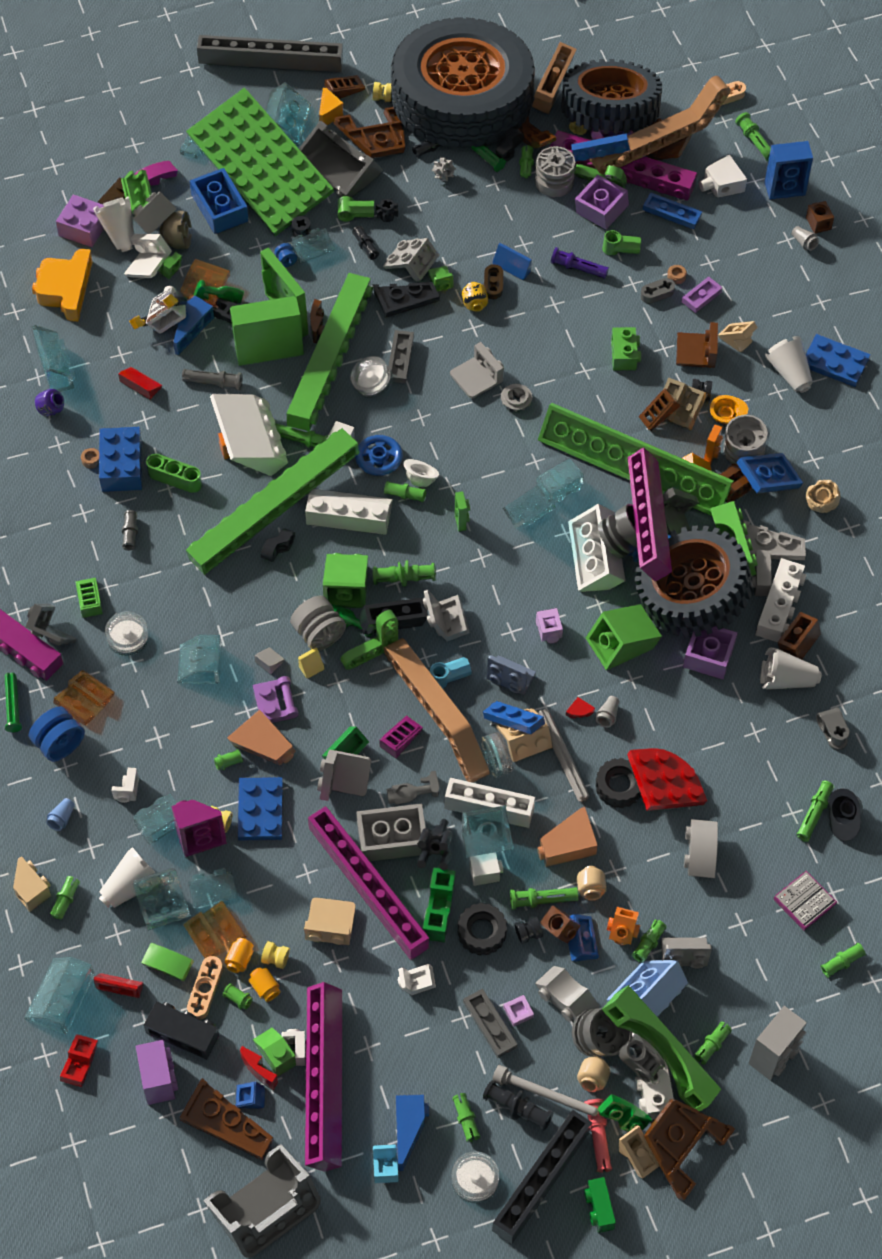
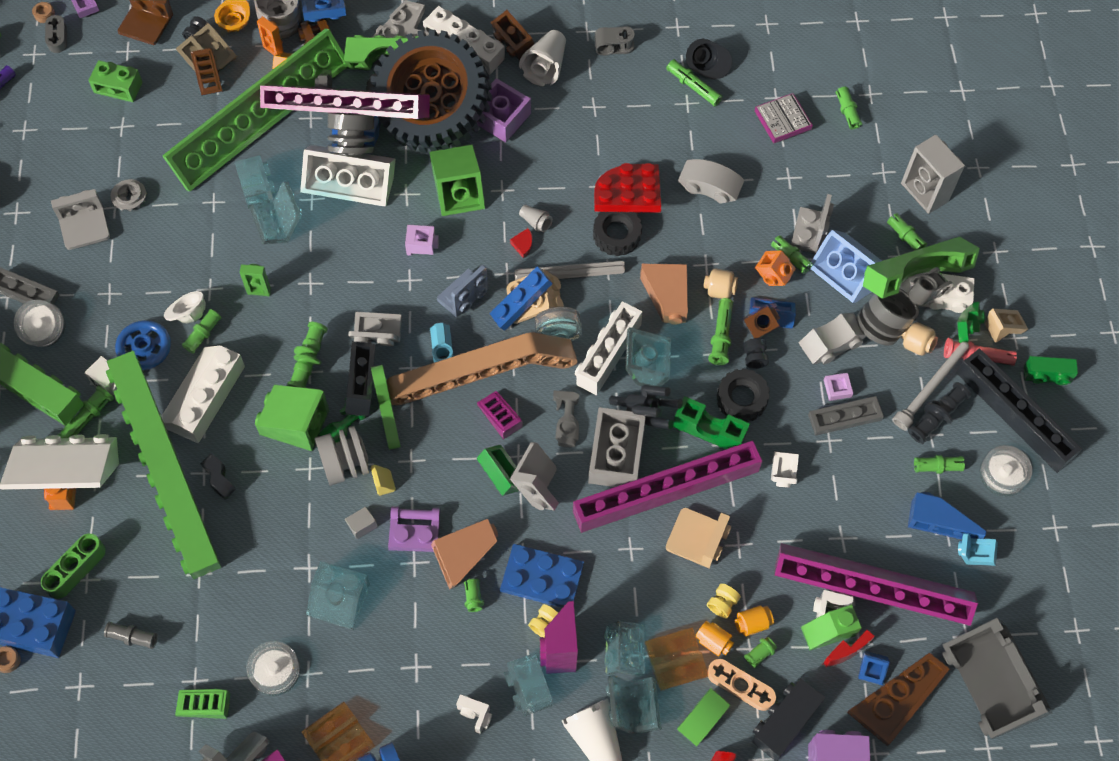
camera: 75 degrees left, 5 degrees up
(485, 868) = (680, 374): white brick -> none
(675, 1135) = (1001, 286): reddish brown wing -> none

